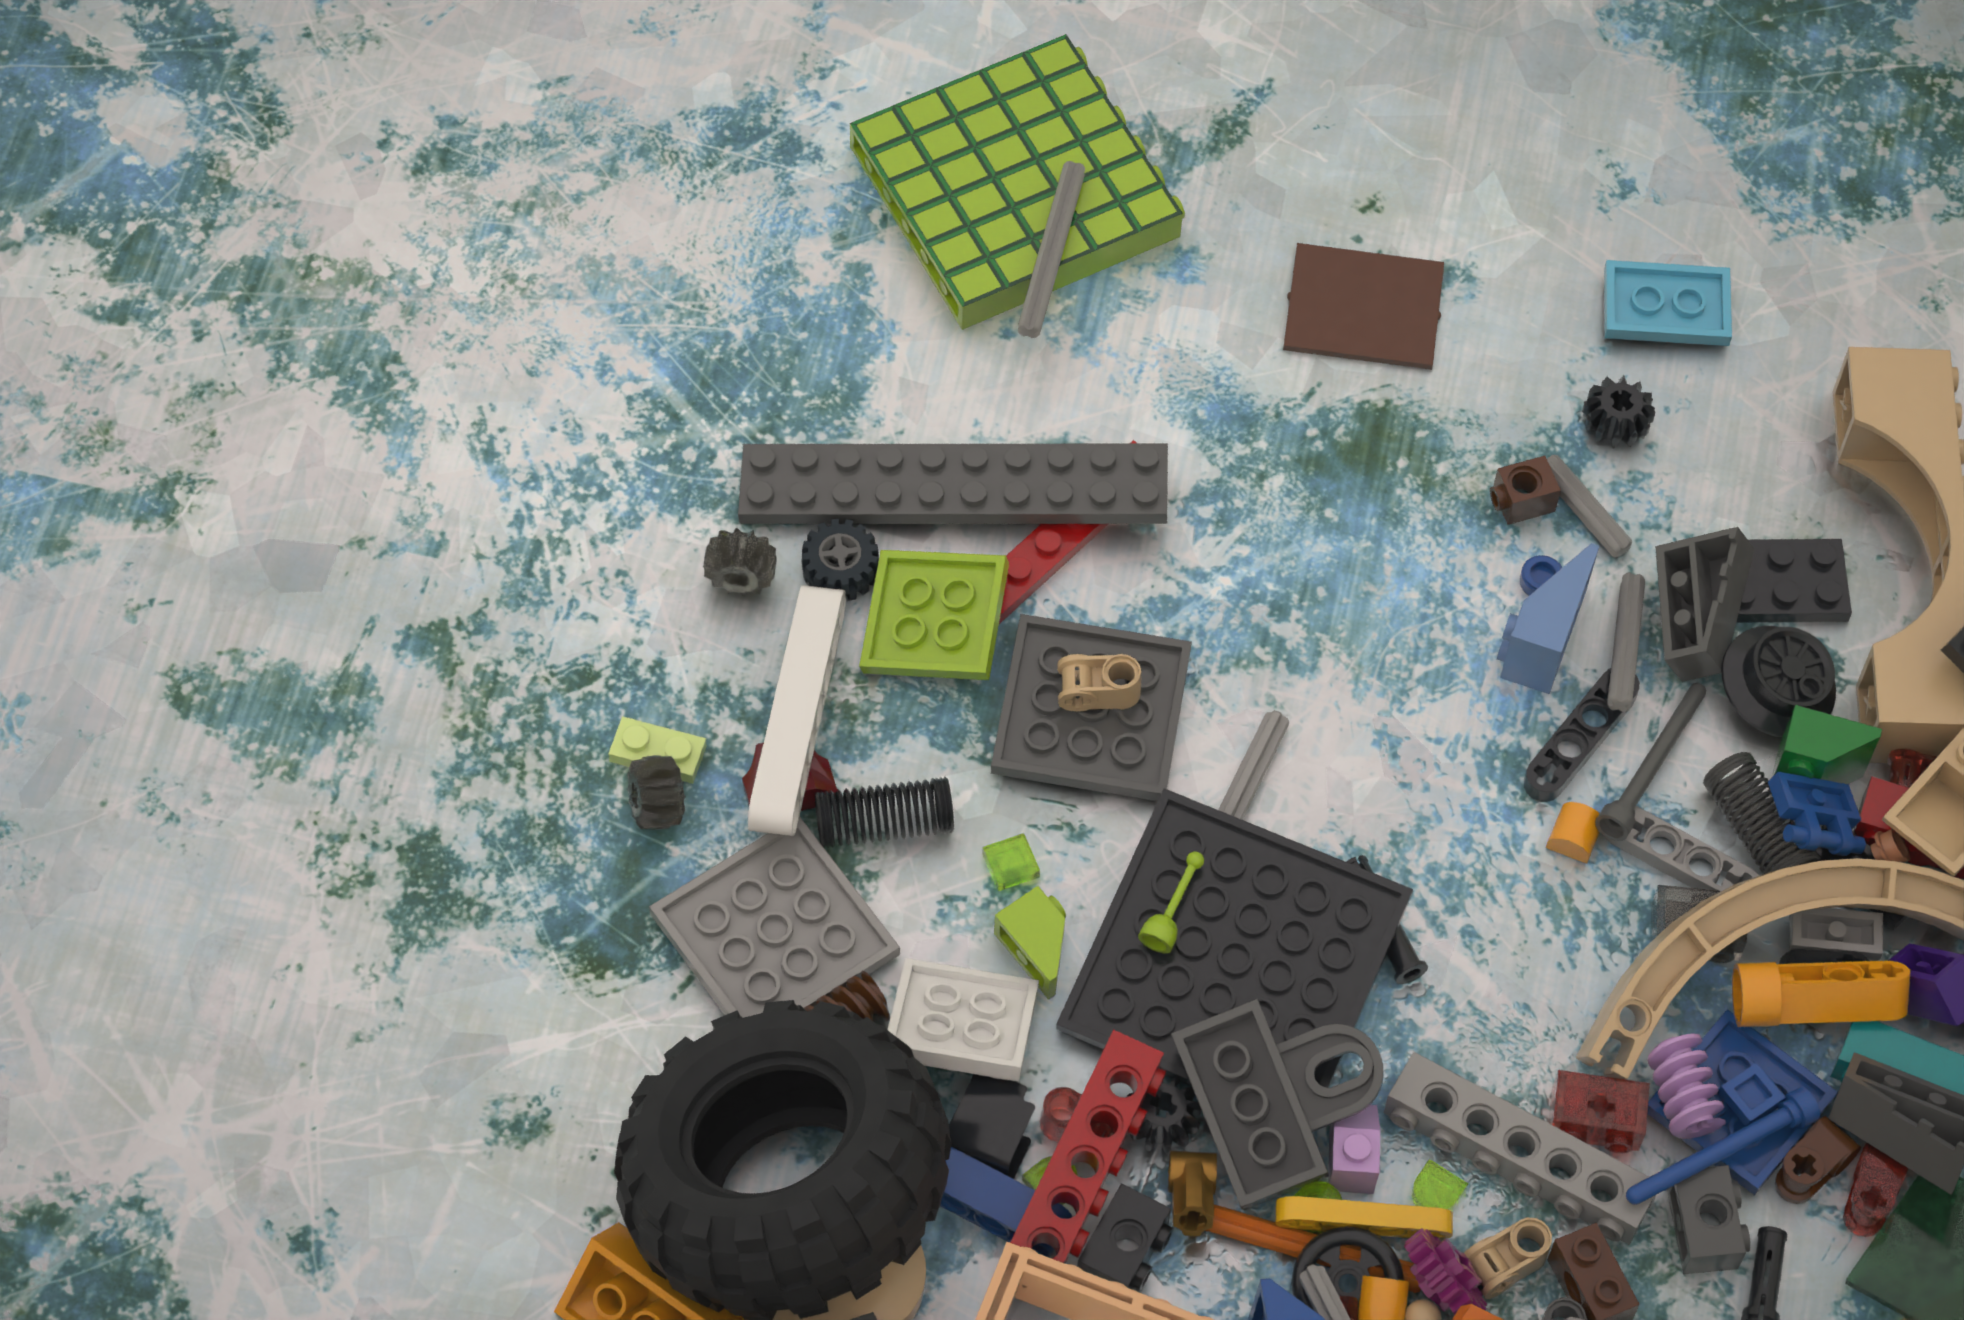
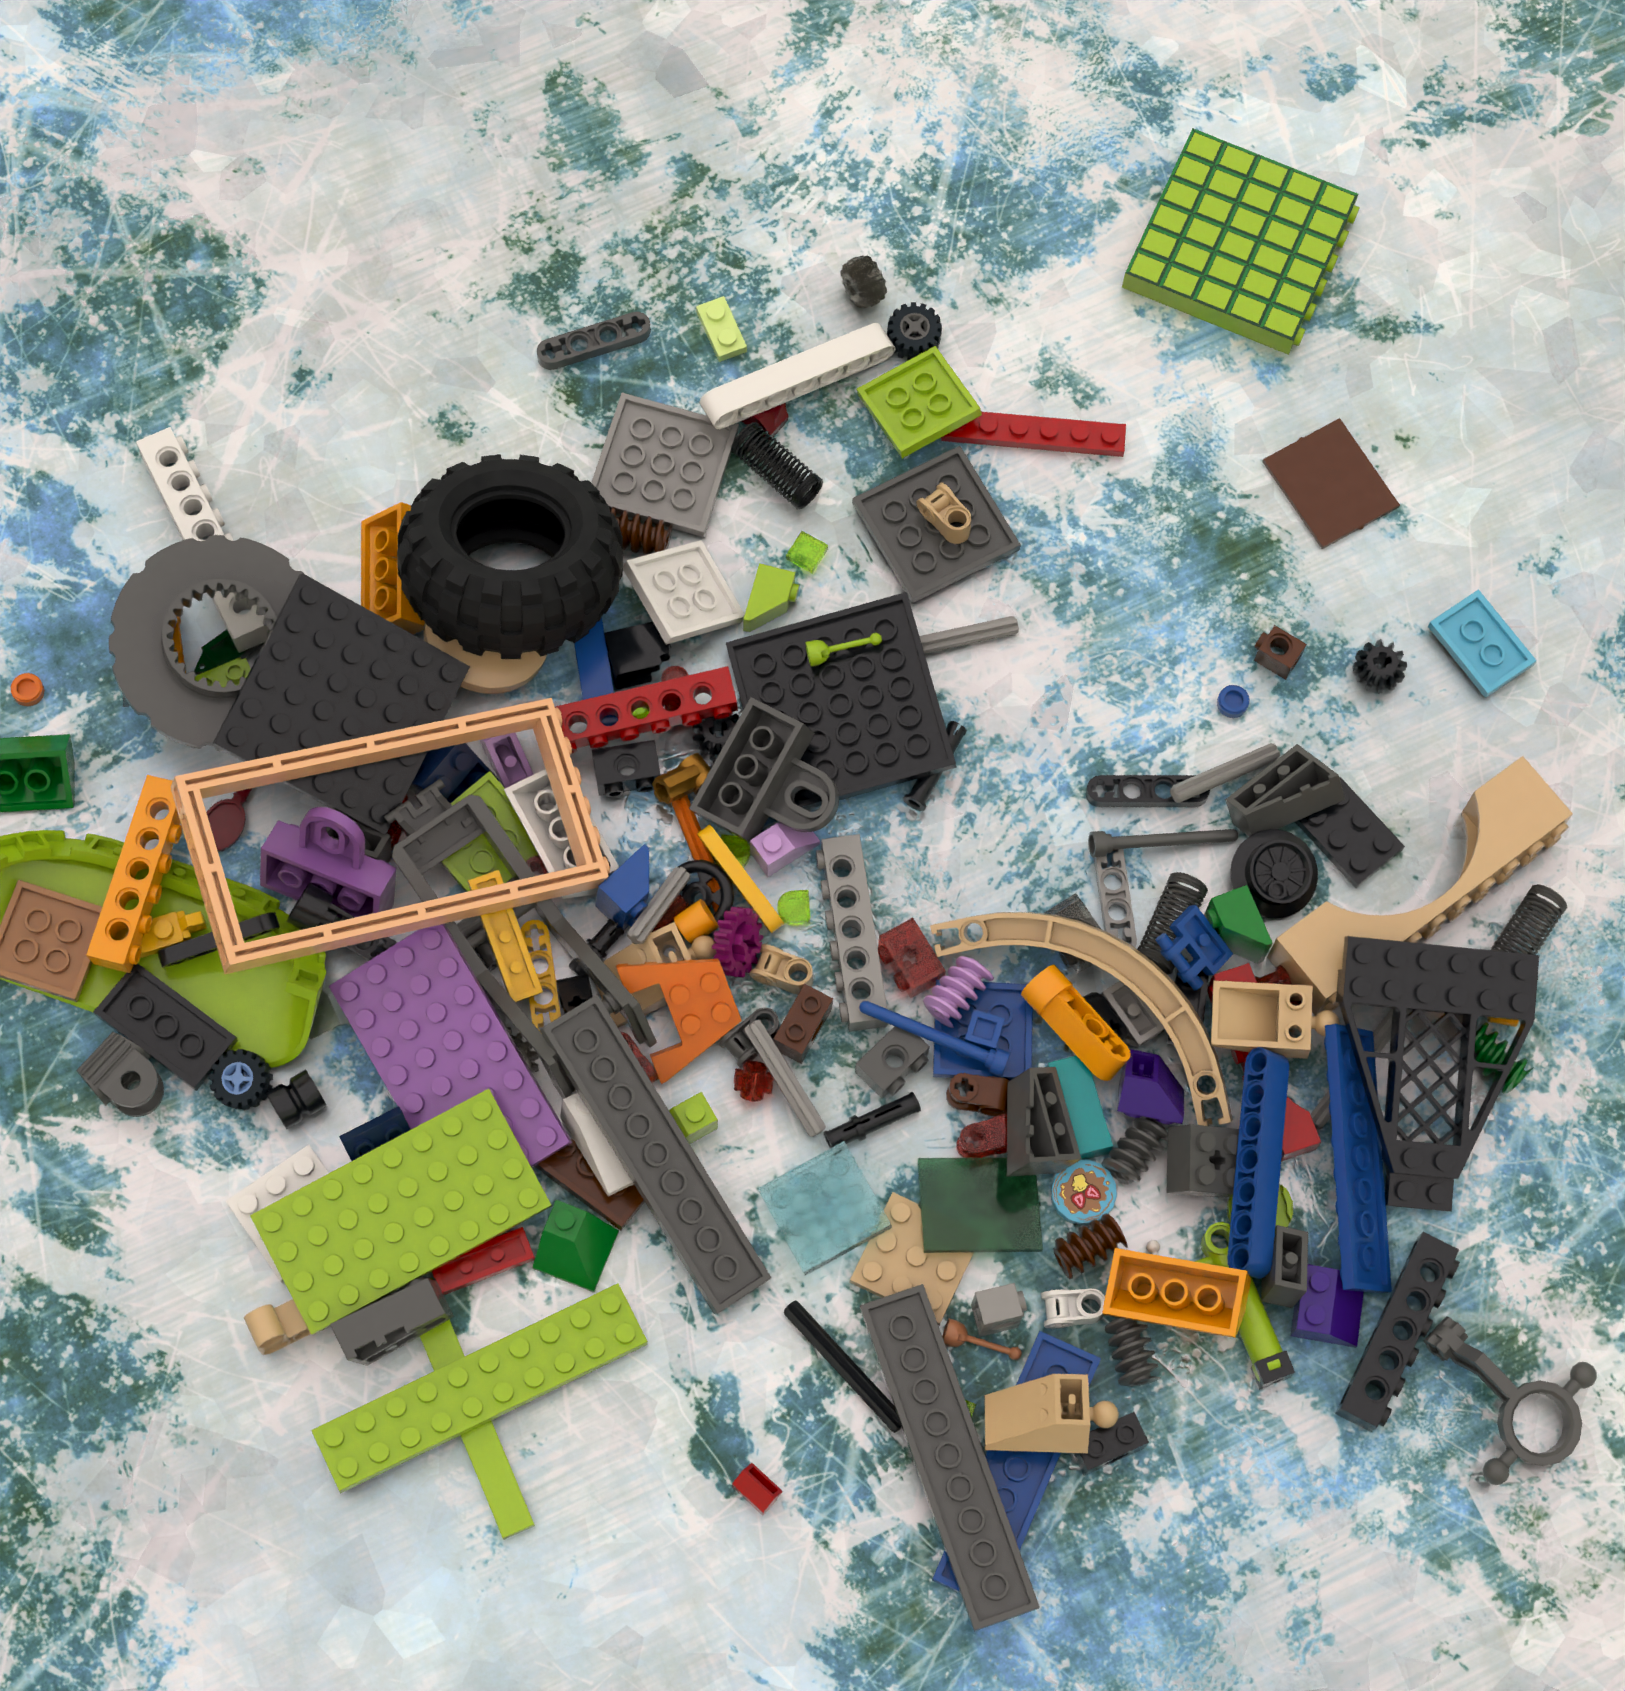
camera: 50 degrees right, 10 degrees up
(551, 891) = (591, 335): none -> dark grey beam
(656, 792) = (688, 344): clear smoke gear -> none
(954, 483) = (1013, 354): dark grey plate -> none
(1051, 249) = (1202, 289): light grey axle -> none
(1540, 633) = (1198, 720): medium blue slope -> none
(1574, 831) = (1077, 829): light orange brick -> none
(1589, 509) = (1301, 692): light grey axle -> none
(1890, 847) = (1203, 1003): nougat plate -> none

